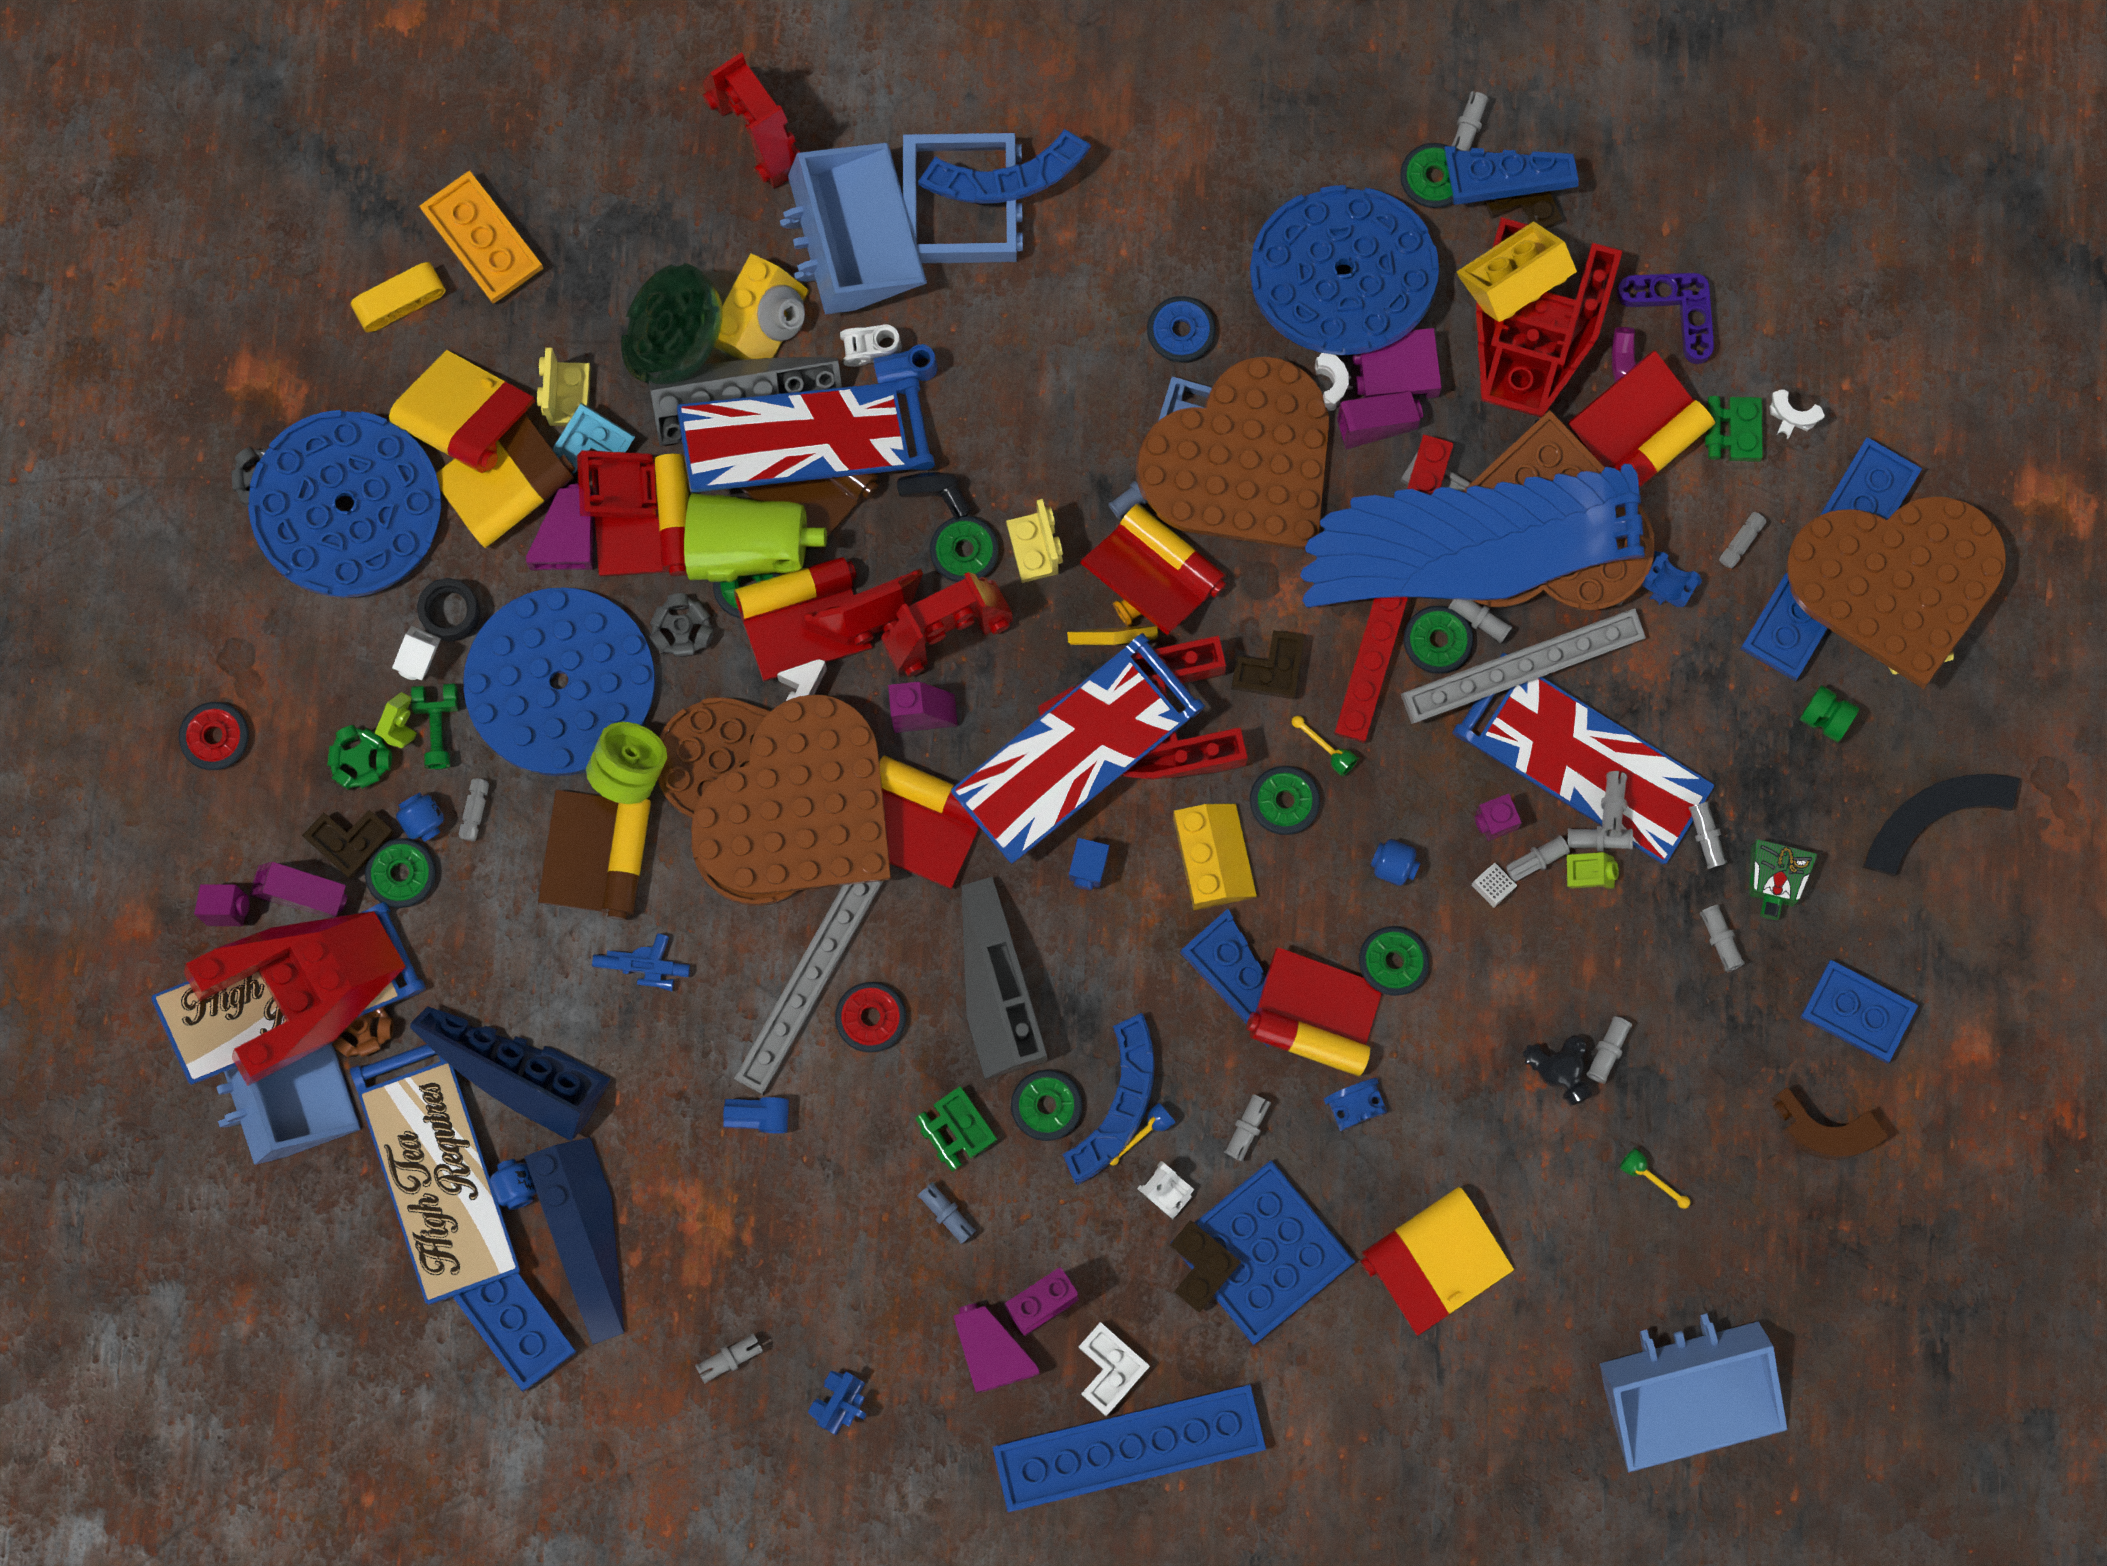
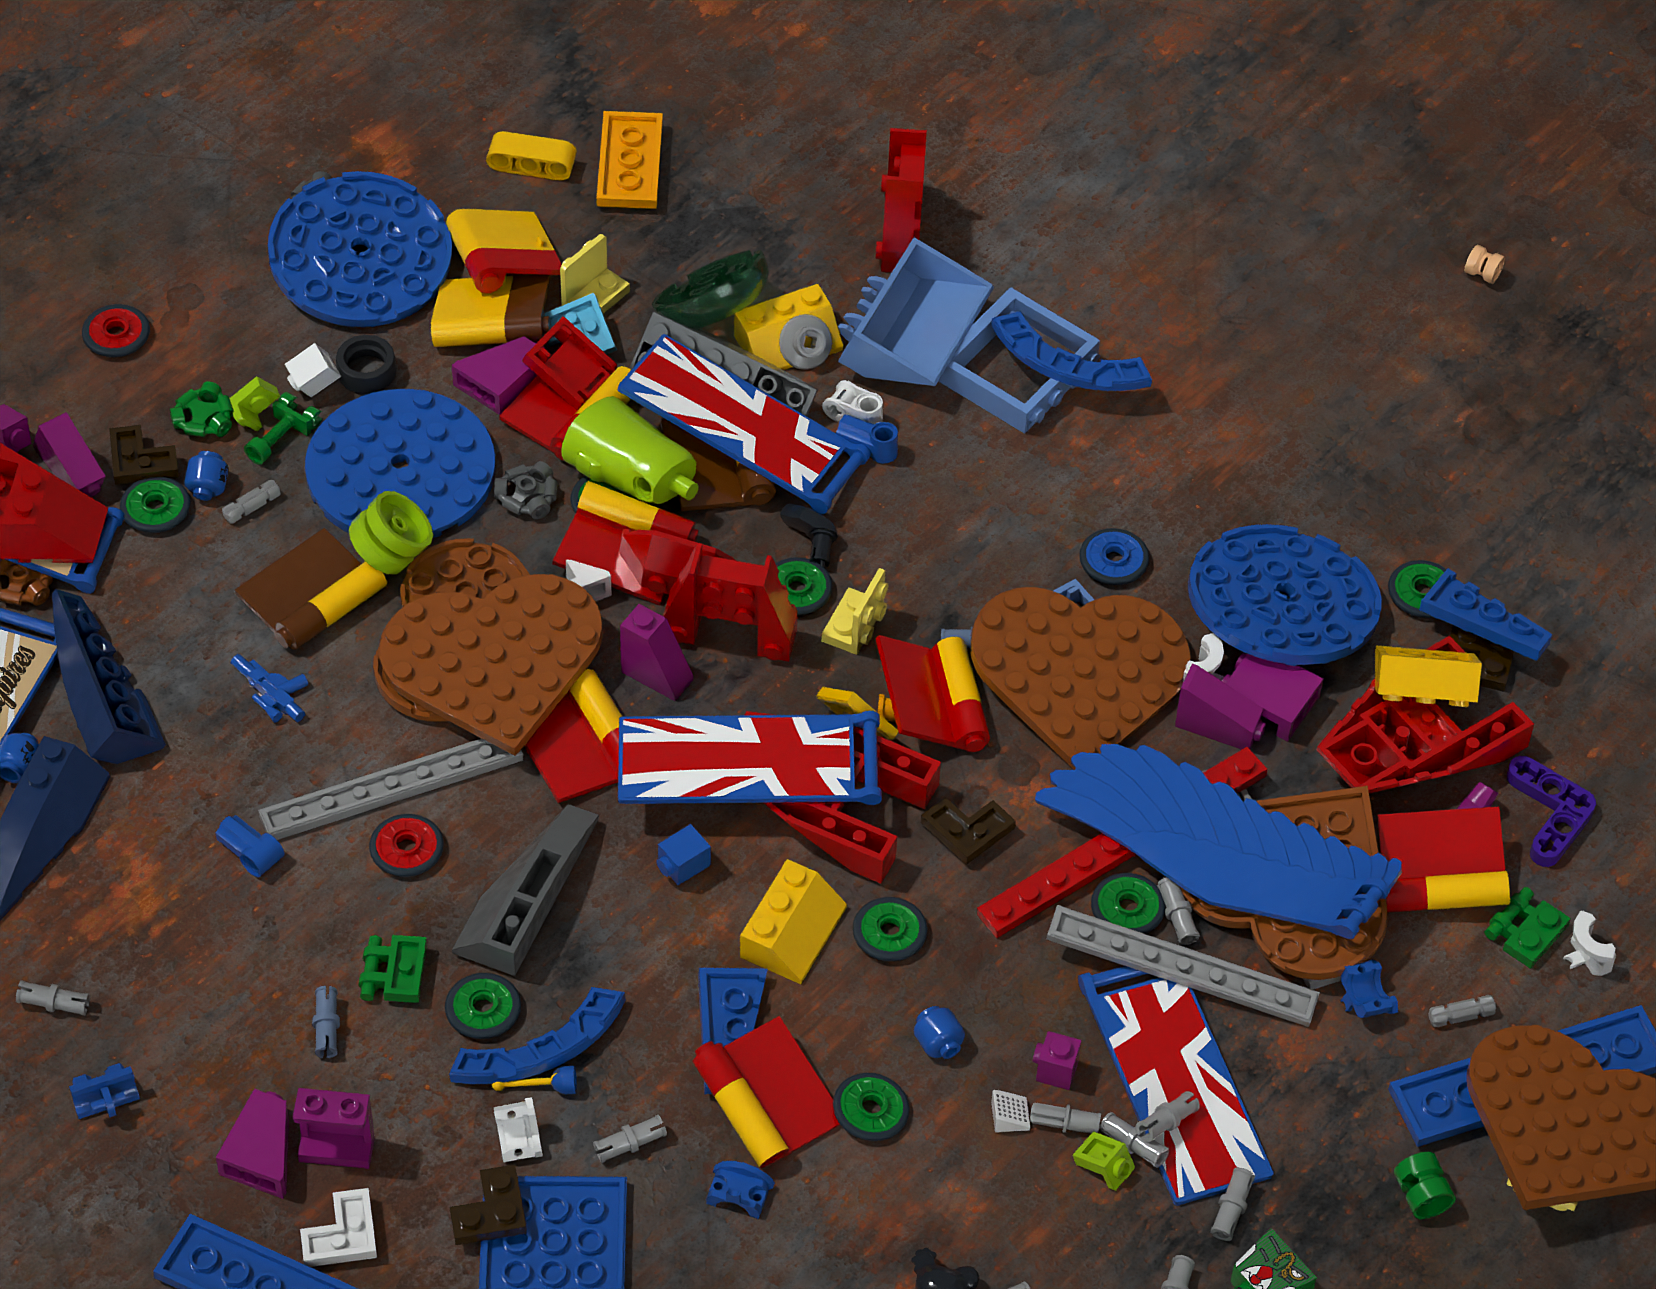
camera: 35 degrees right, 25 degrees down
(1341, 759) = (964, 933): hinge -> none
(1470, 121) = (1486, 570): light grey pin -> none

